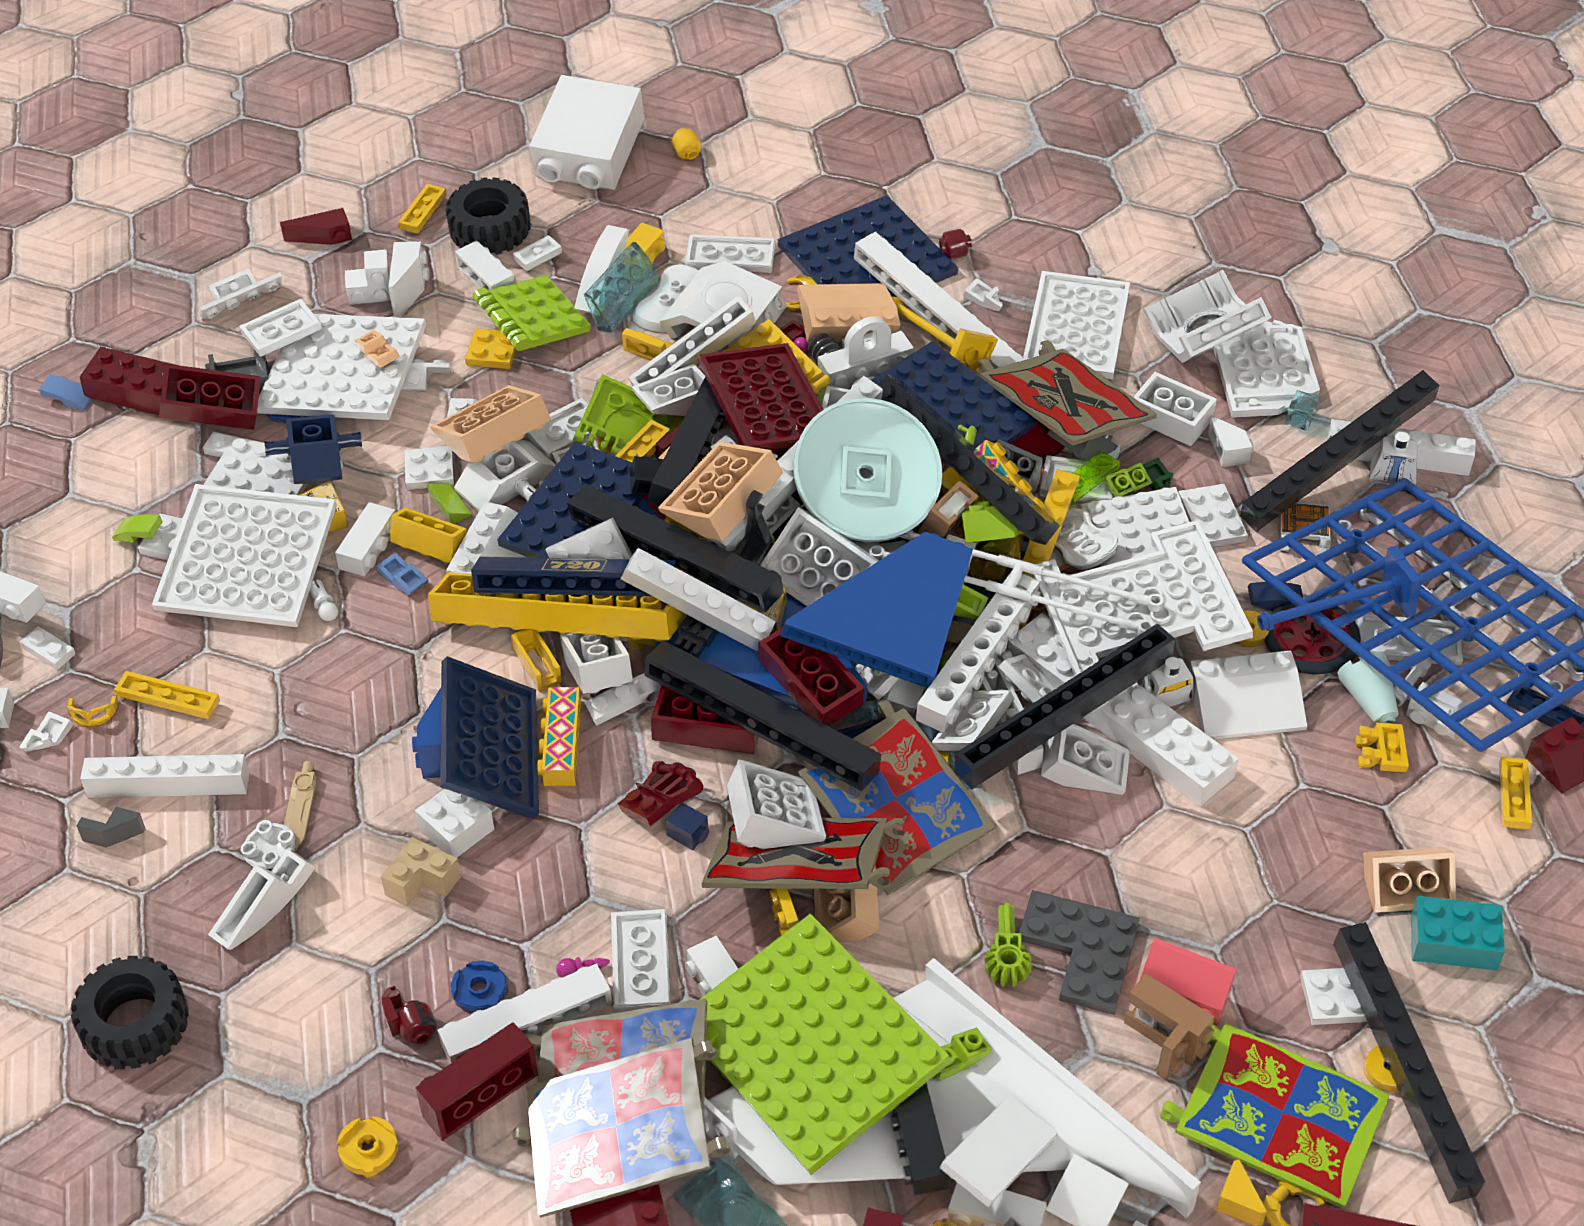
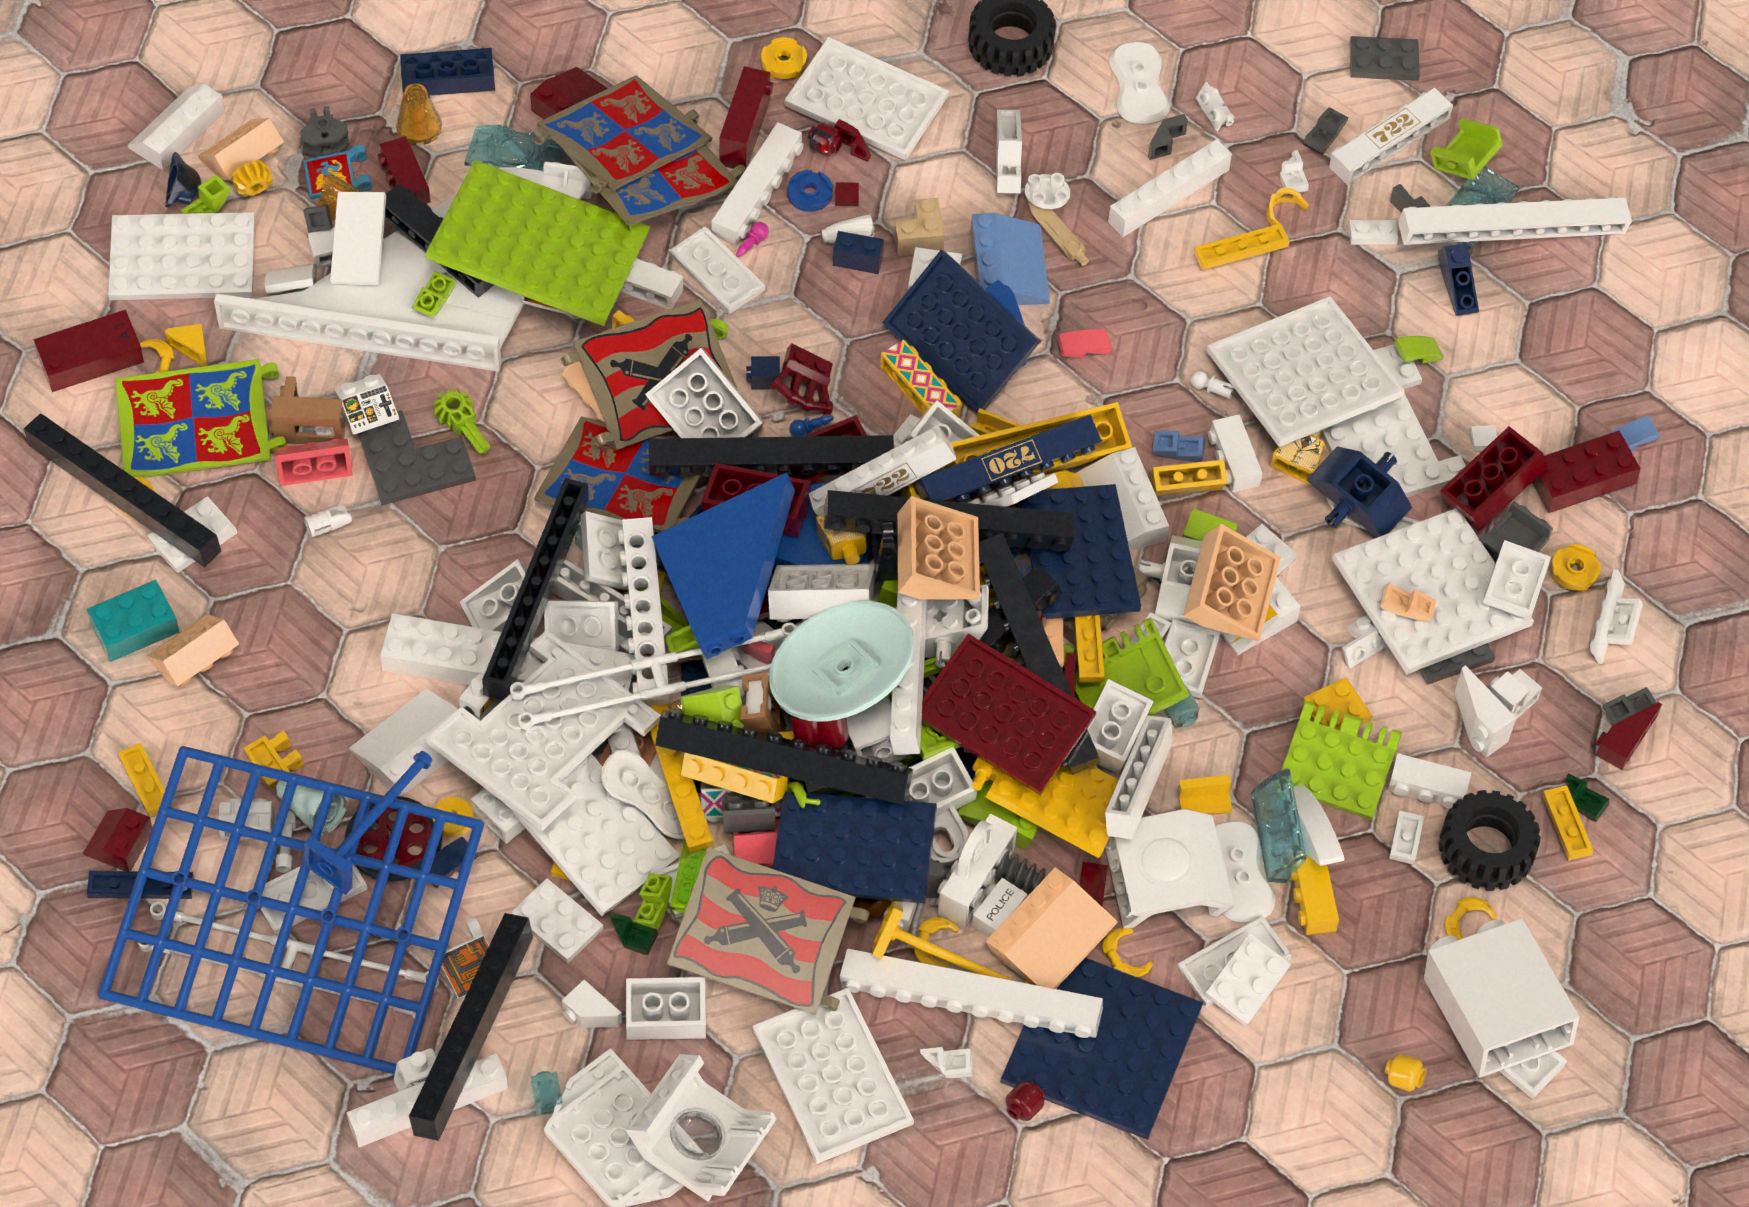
camera: 140 degrees right, 10 degrees up
(37, 563) = (1459, 278): none -> dark blue slope
(37, 832) = (1213, 107): none -> white hinge
(56, 920) = (1140, 94): none -> white plate
(168, 452) = (1482, 436): none -> white tile
(230, 341) = (1572, 579): none -> yellow plate
(295, 248) = (1624, 707): none -> dark grey slope
(333, 1047) = (871, 95): none -> white plate
(375, 802) = (1011, 253): none -> medium blue slope
(388, 693) = (1084, 341): none -> coral slope
(391, 214) = (1586, 801): none -> dark green slope
(448, 959) = (846, 194): none -> dark red tile
(480, 912) = (860, 225): none -> white piece
(498, 884) = (858, 252): none -> dark blue brick
(562, 202) = (1465, 905): none -> yellow piece
(695, 893) = (720, 328): none -> lime tile
(700, 766) = (801, 428): none -> blue bar
(735, 231) = (1247, 979): none -> white plate
(1097, 1005) = (366, 403): none -> white slope
(1211, 927) = (327, 520): none -> white hinge

